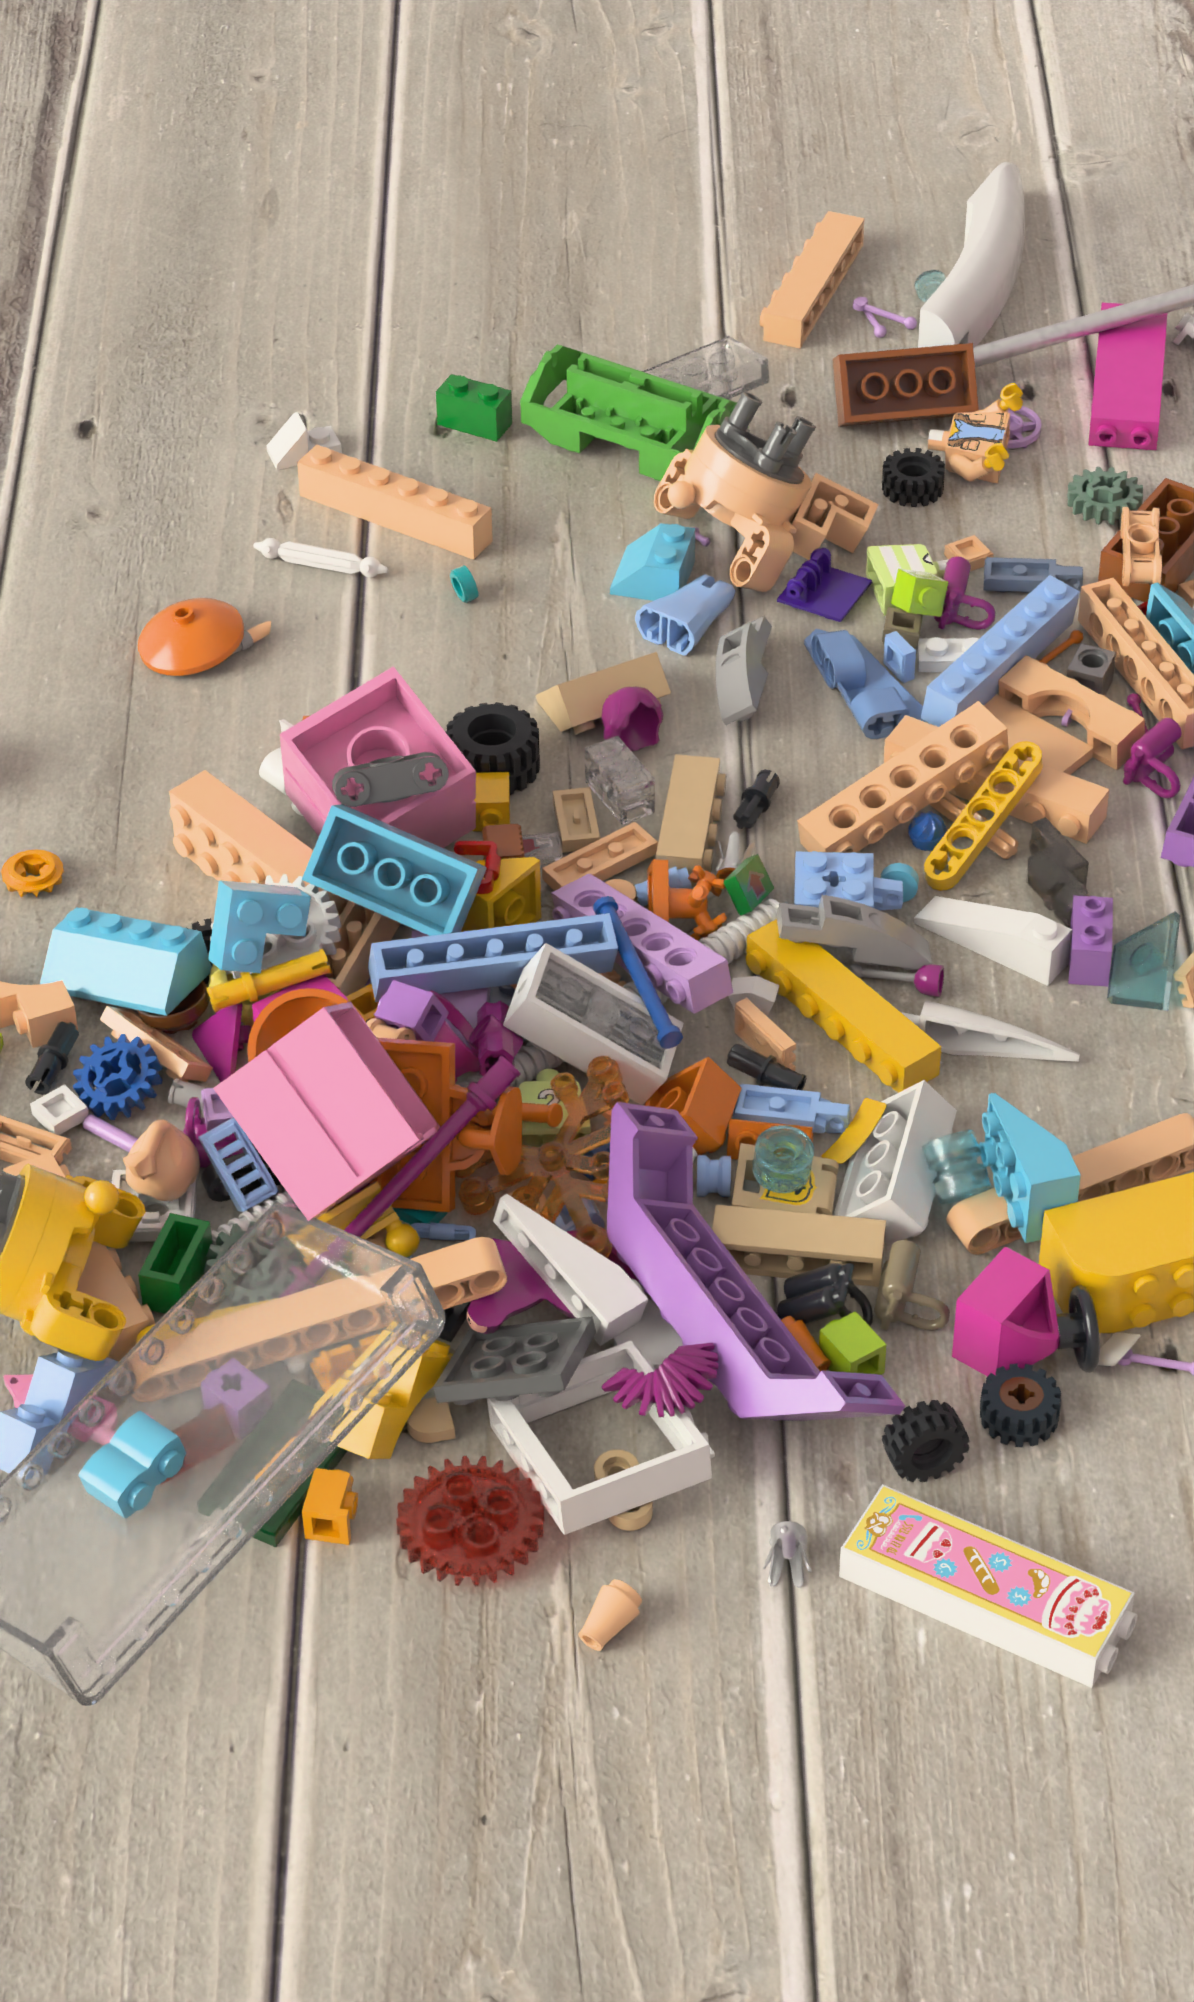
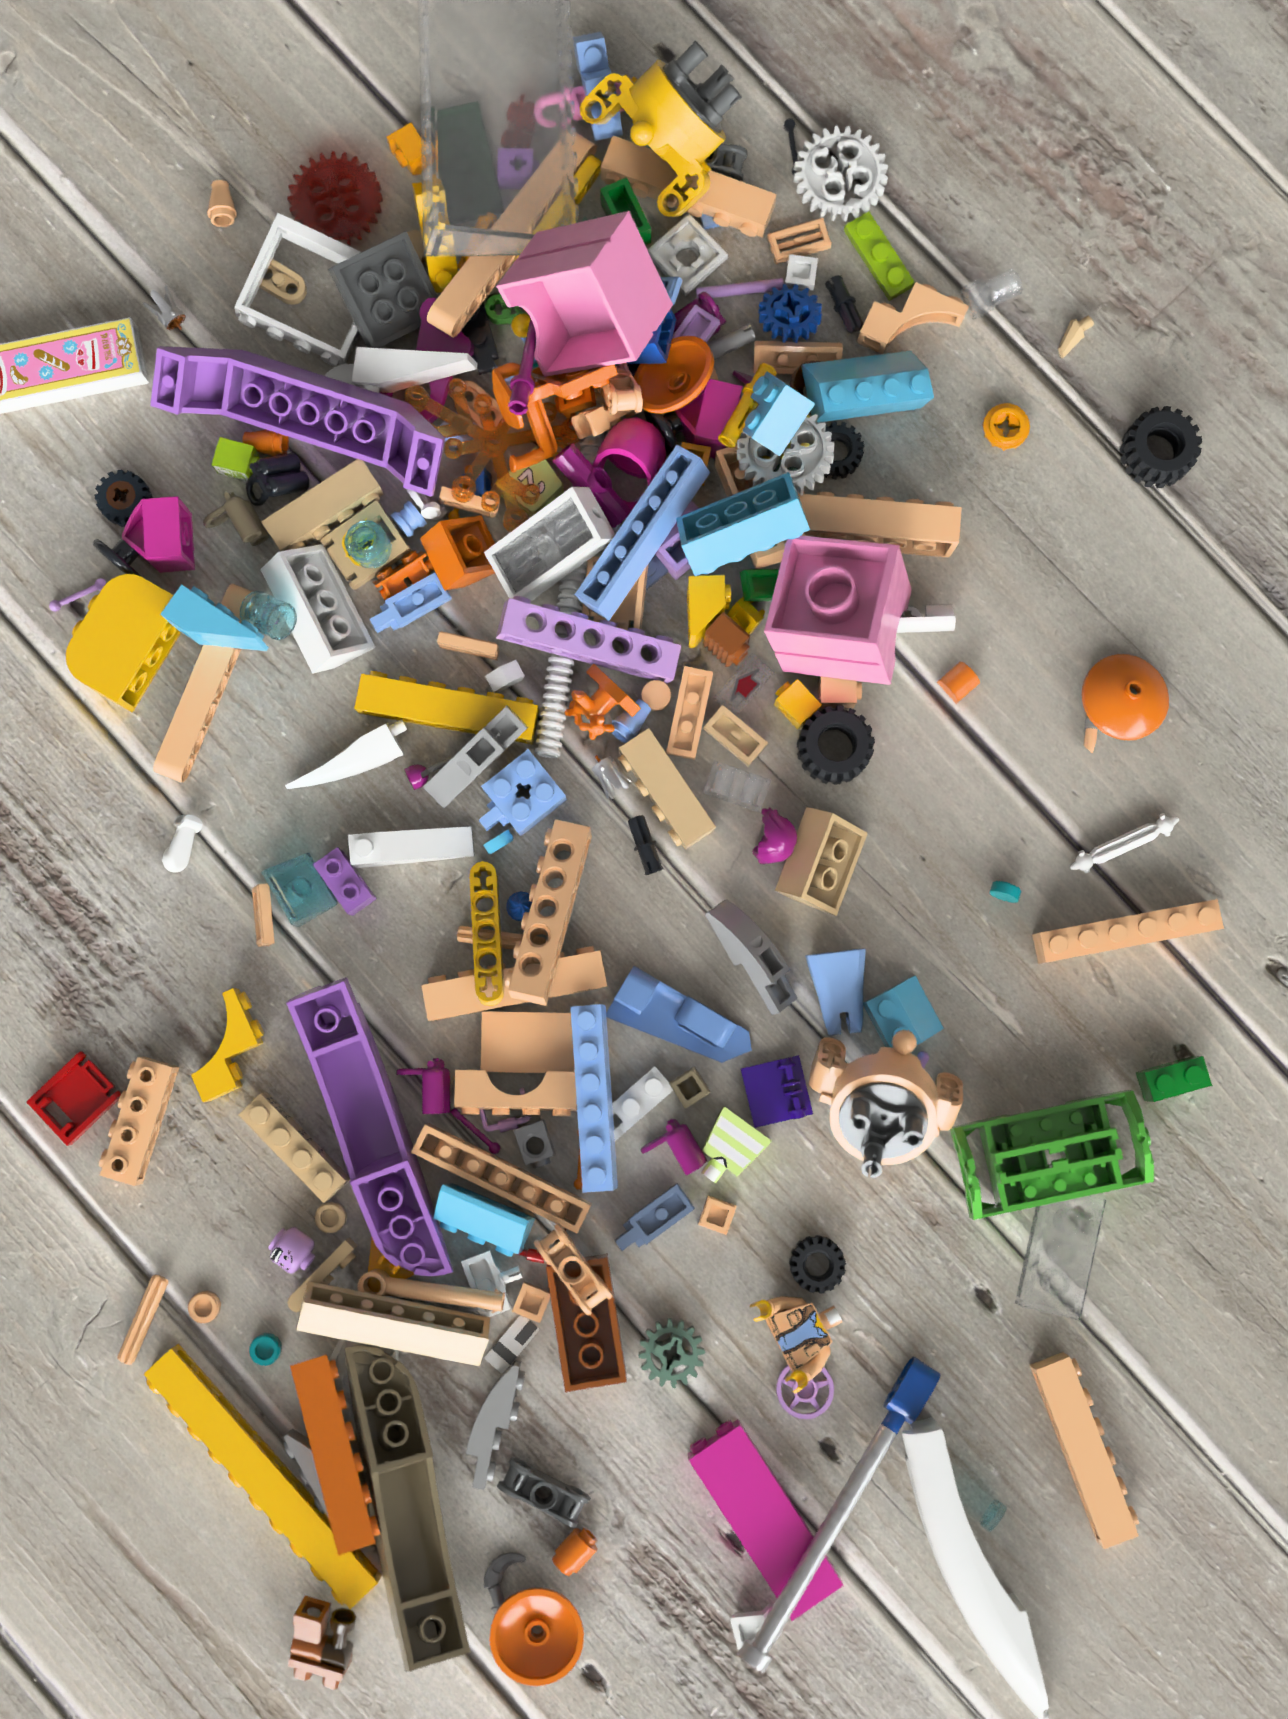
camera: 135 degrees right, 40 degrees up
(133, 1464) = (509, 66): medium azure brick -> none
(162, 1162) = (692, 257): light nougat piece -> none
(295, 441) = (1251, 947): white slope -> none
(390, 779) = (789, 586): dark grey piece -> none
(413, 1009) = (628, 425): medium lavender brick -> none
(492, 860) = (709, 601): red piece -> none
(668, 1034) = (555, 597): blue bar -> none
(671, 1384) = (283, 327): magenta hair -> none
(748, 884) = (575, 753): green tile -> none
(764, 1069) = (448, 623): black axle -> none
(832, 515) = (824, 1153): light nougat brick -> none
(857, 1131) = (359, 617): yellow sticker -> none
(860, 305) = (1025, 1446): lavender hinge -> none
(879, 330) = (1032, 1458): lavender hinge -> none
(899, 657) = (668, 1055): light blue tile -> none
(905, 384) = (894, 1349): dark orange brick -> none
(919, 592) = (696, 1117): lime brick -> none
(925, 1441) = (142, 423): black tyre -> none
(1055, 870) = (409, 925): clear smoke plate -> none
(1116, 1348) = (103, 574): white sticker -> none

